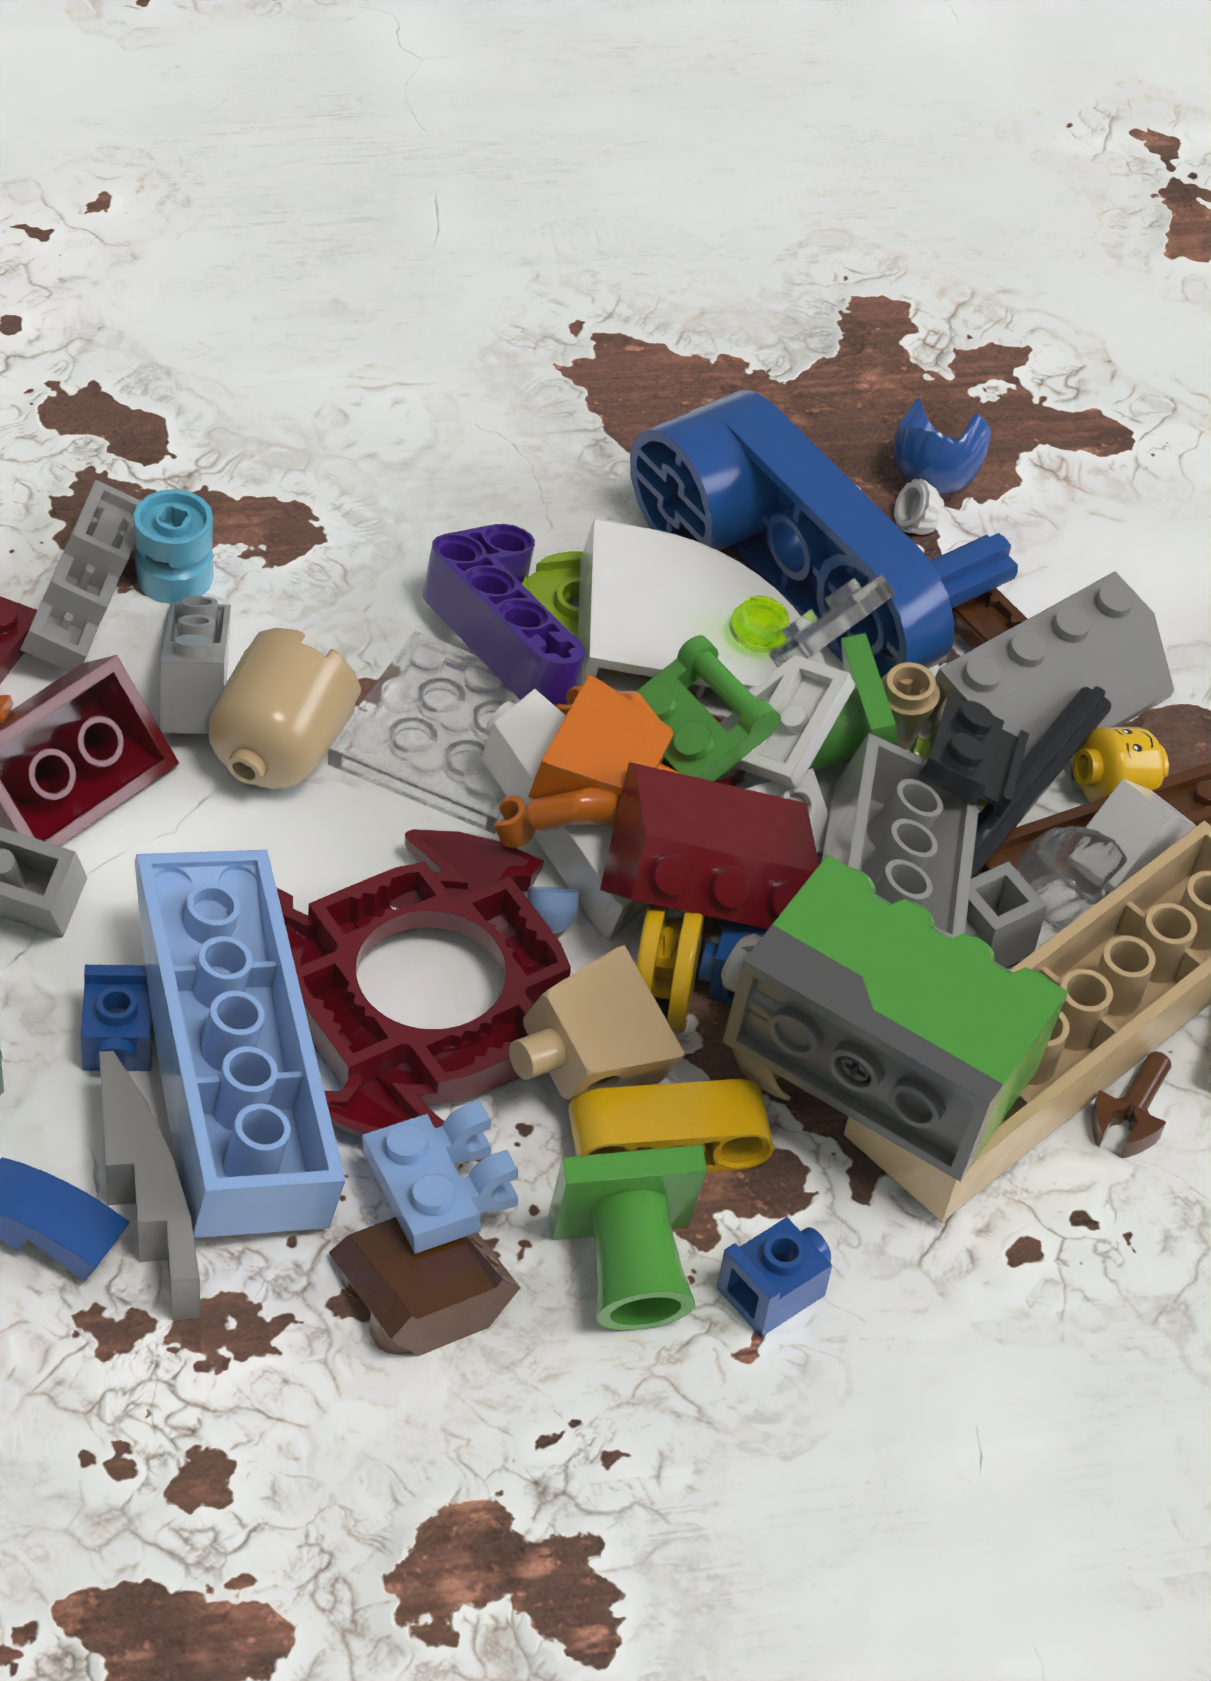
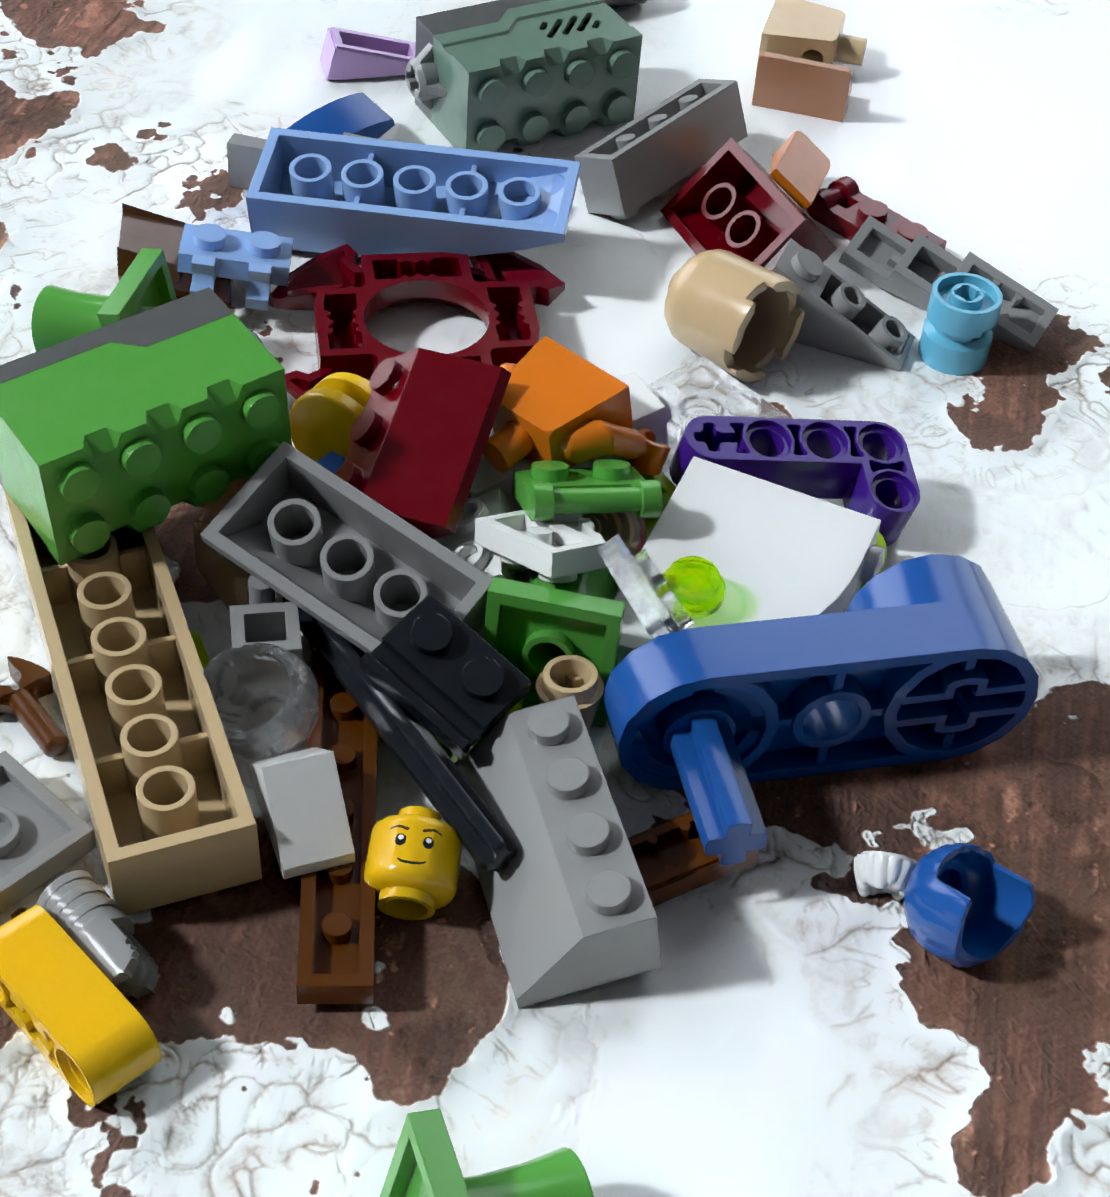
camera: 115 degrees right, 5 degrees down
(597, 1031) = (302, 340): tan torso -> none

